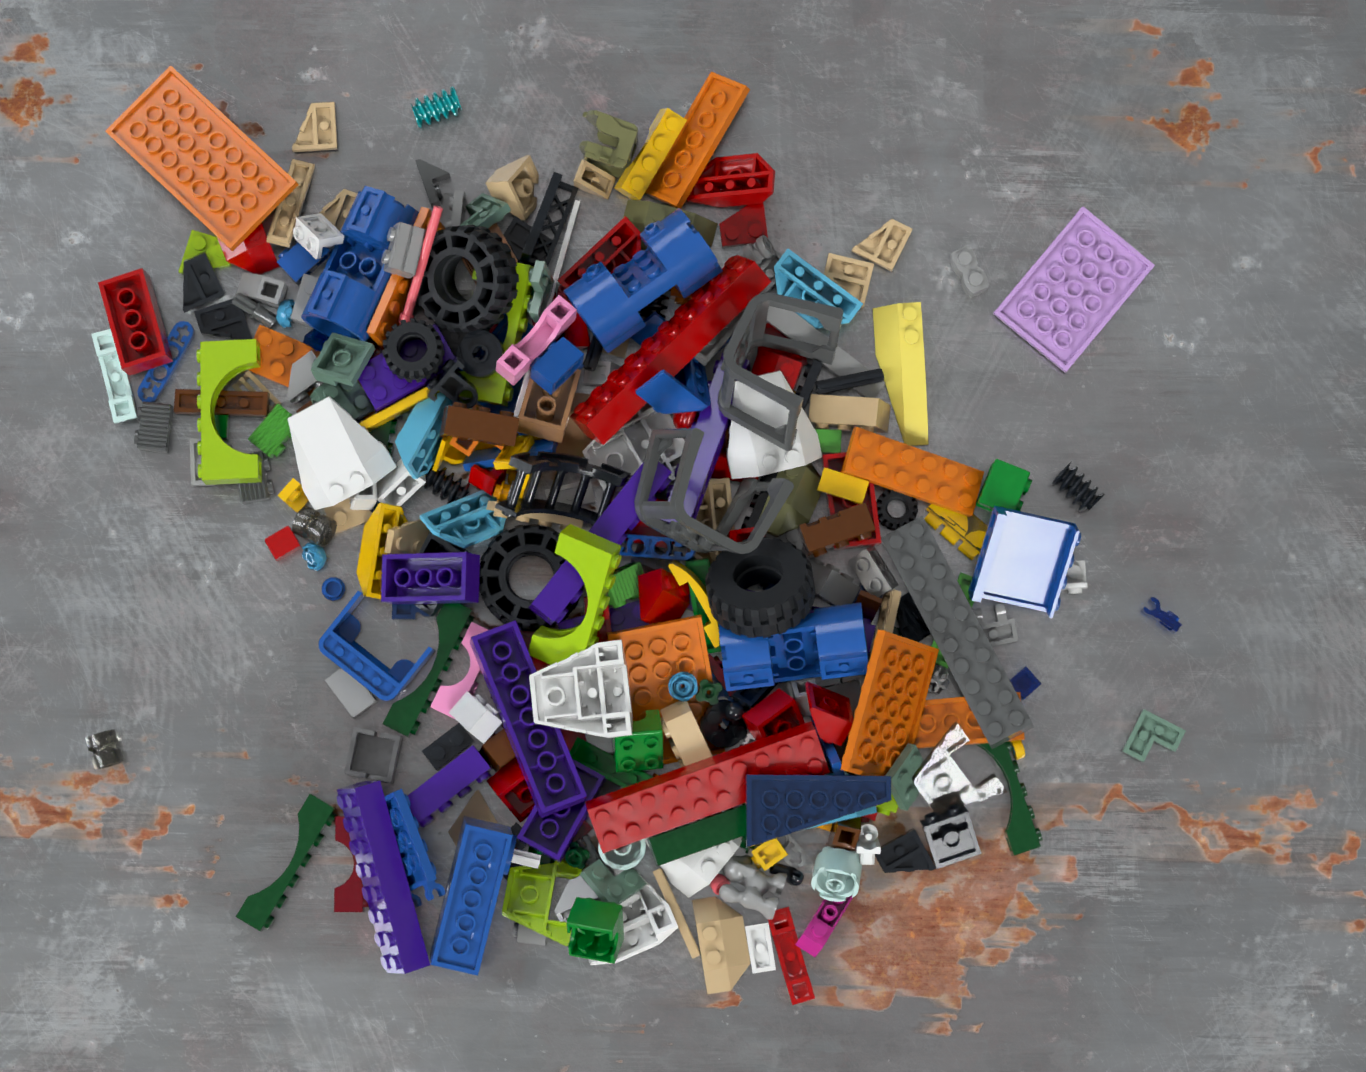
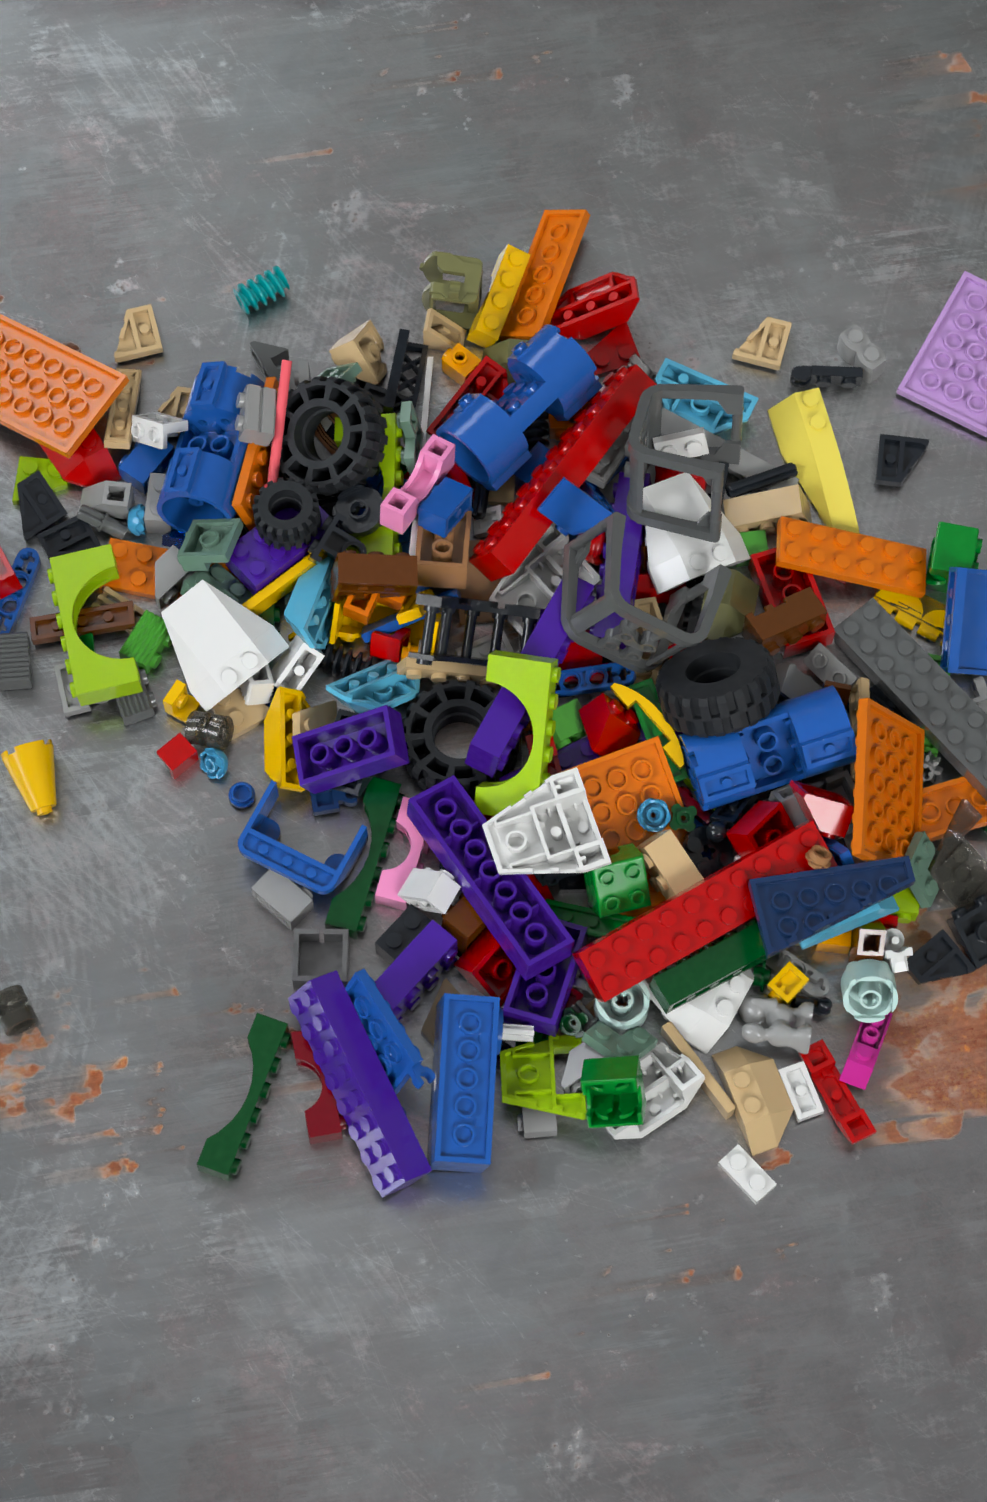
camera: 10 degrees left, 15 degrees down
(155, 539) = (34, 774): none -> yellow cone
(603, 214) = (459, 363): none -> light orange brick
(699, 1009) = (747, 1174): none -> white plate
(717, 882) = (734, 1030): coral hinge -> none
(781, 342) = (684, 443): none -> white plate
(811, 765) = (818, 857): none -> medium nougat plate
(843, 485) = (779, 579): yellow tile -> none
(850, 275) = (737, 374): tan wing -> none
(892, 522) = (842, 588): black tyre -> none
(931, 287) = (826, 376): none -> black hinge
(978, 379) = (897, 458): none -> black wing

